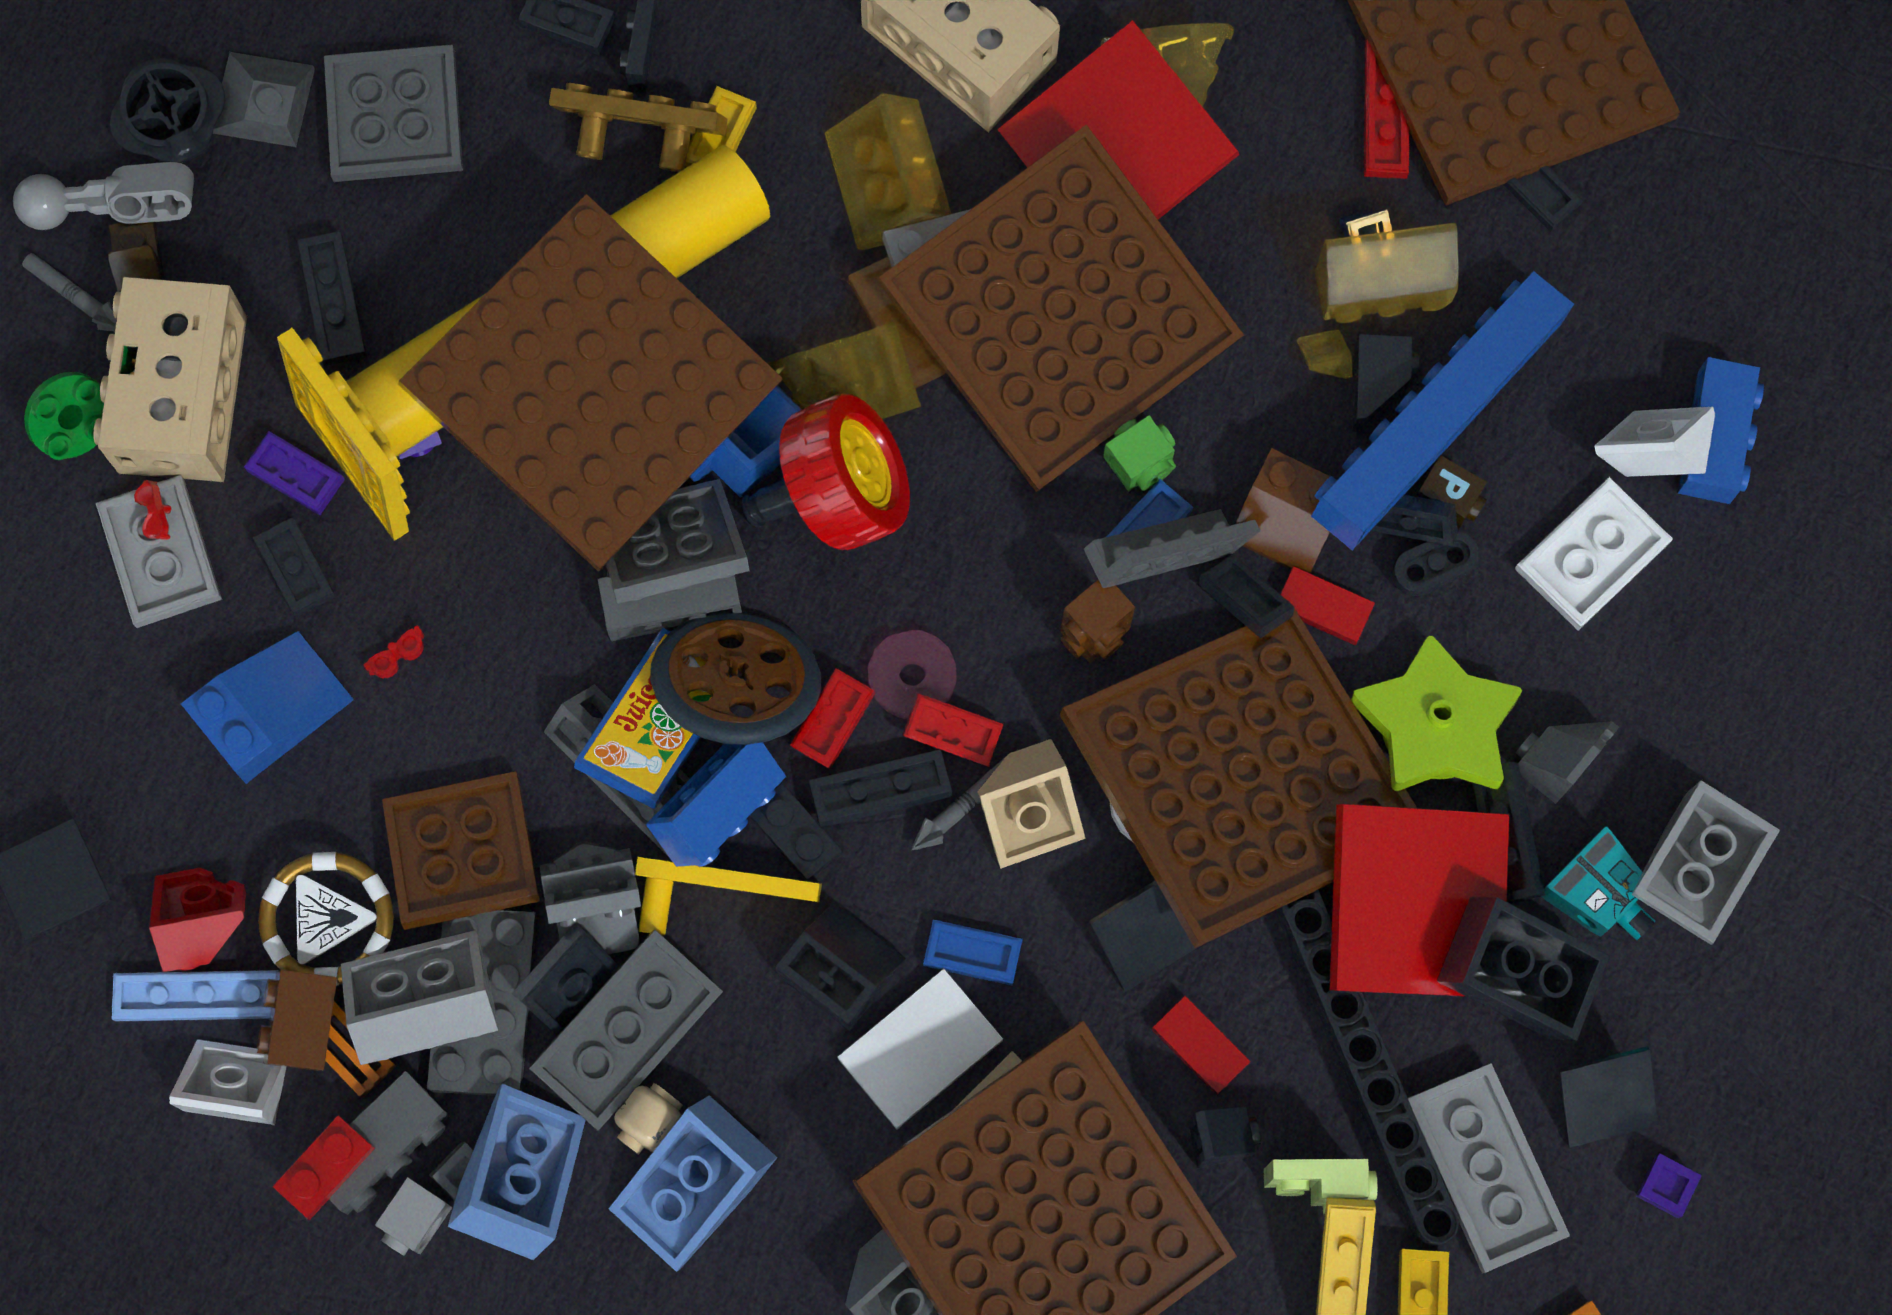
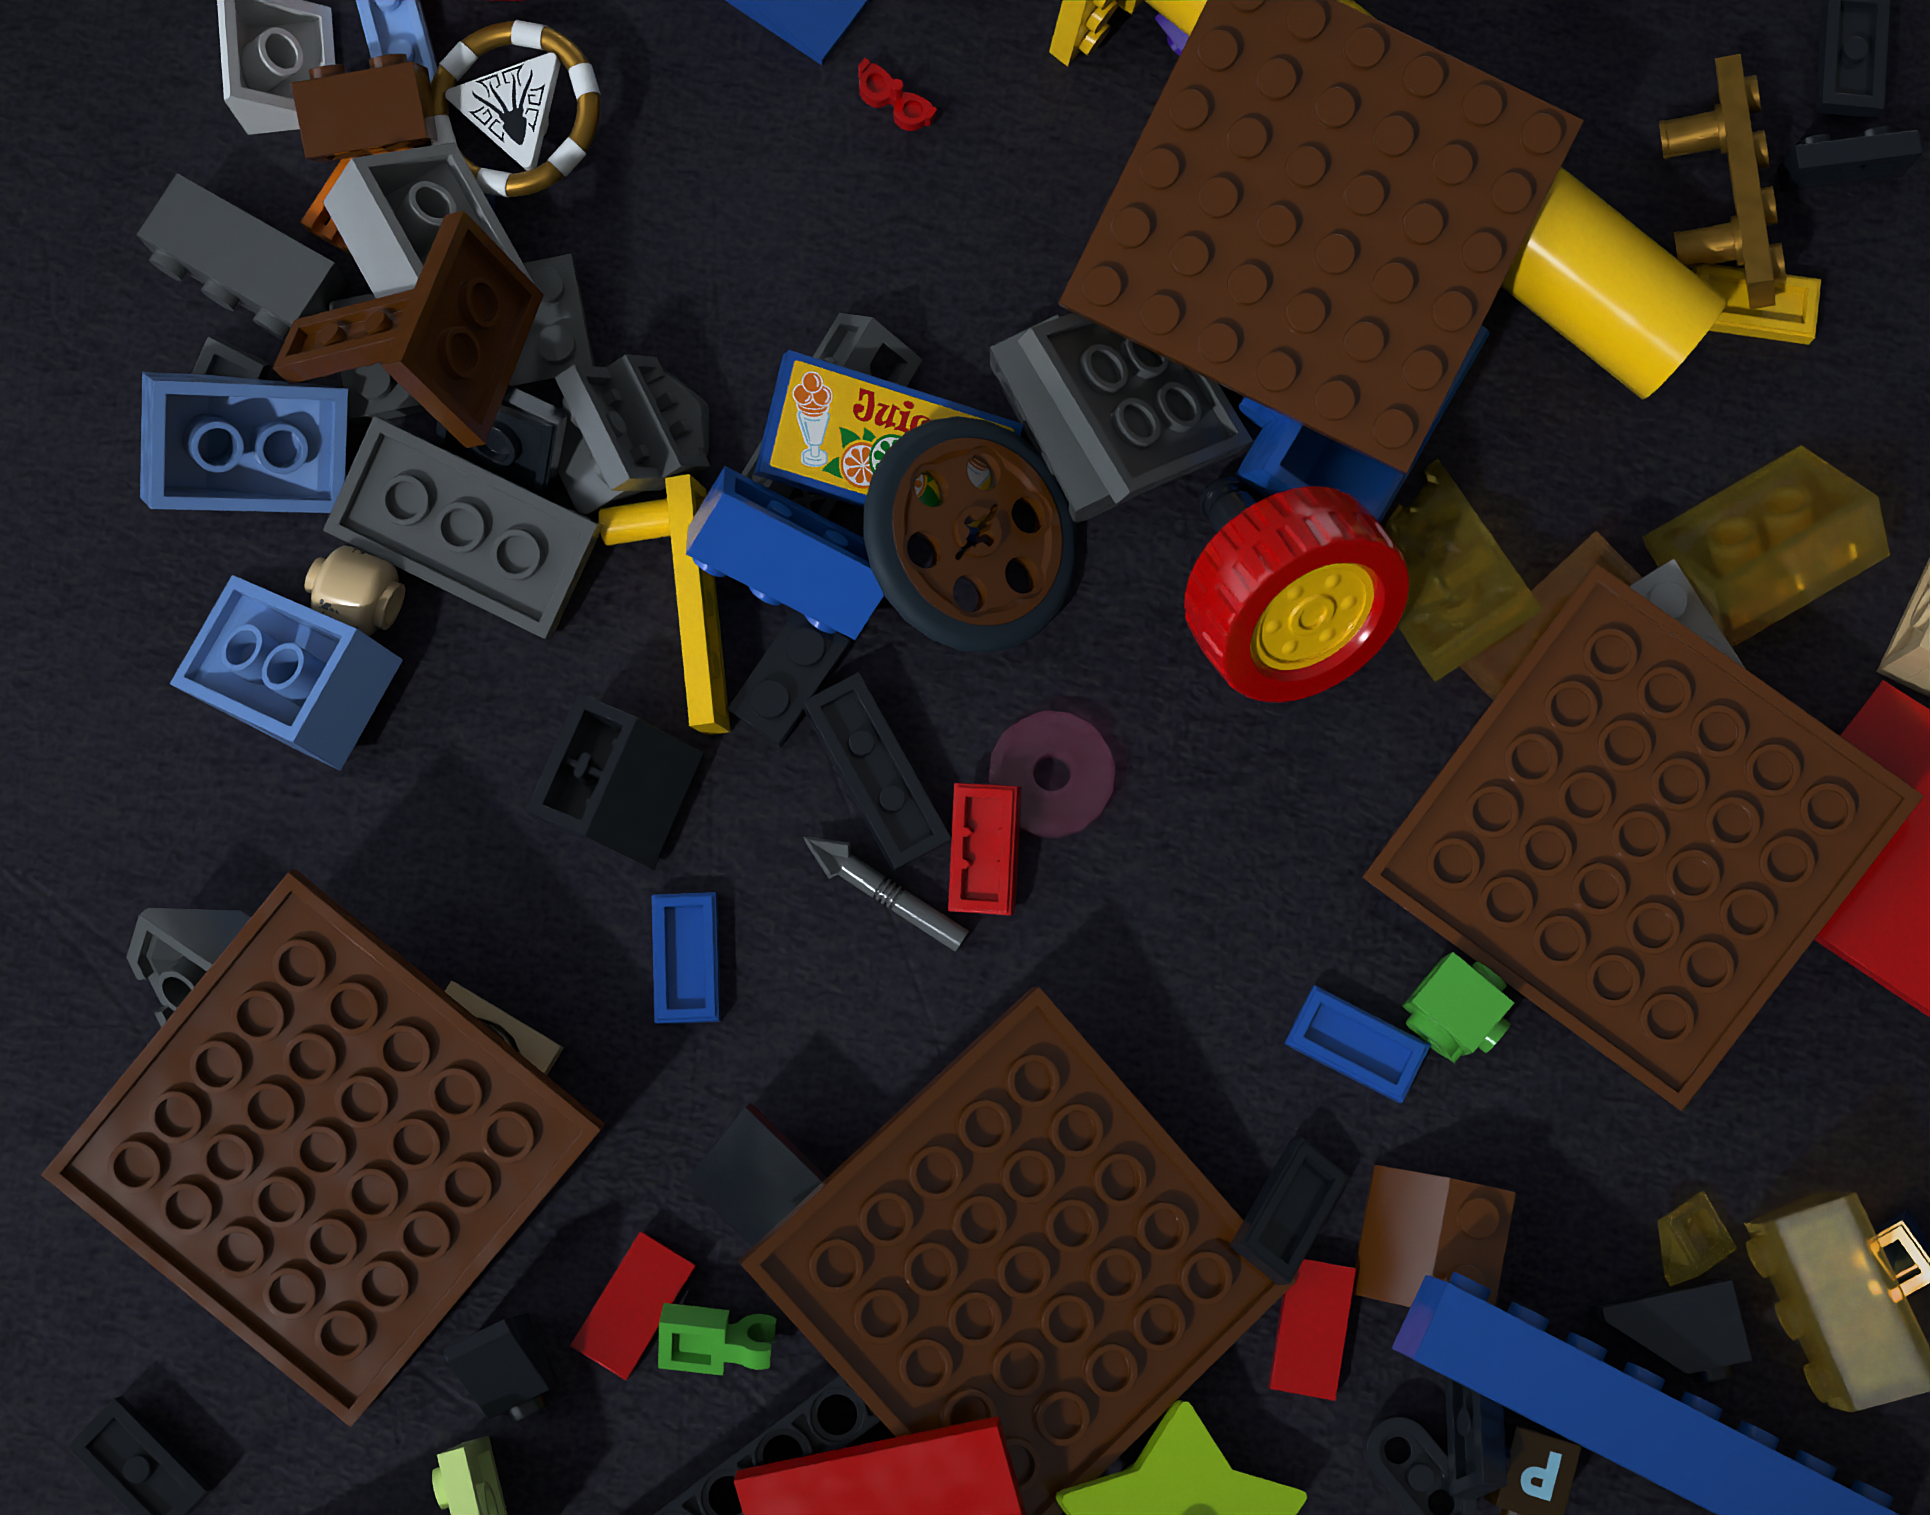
camera: 80 degrees right, 5 degrees up
(323, 1167) = (182, 196): red plate -> none
(412, 1218) = (157, 330): light grey brick -> none
(460, 850) = (646, 249): reddish brown plate -> none
(495, 978) = (443, 341): none -> reddish brown piece
(833, 718) = (957, 683): red plate -> none
(920, 1049) = (536, 922): white tile -> none
(1030, 805) = (906, 980): tan slope -> none
(1096, 622) = (1187, 1005): reddish brown brick -> none
(1166, 547) = (1320, 1074): dark grey fence -> none
(1235, 998) = (703, 1339): none -> bright green plate

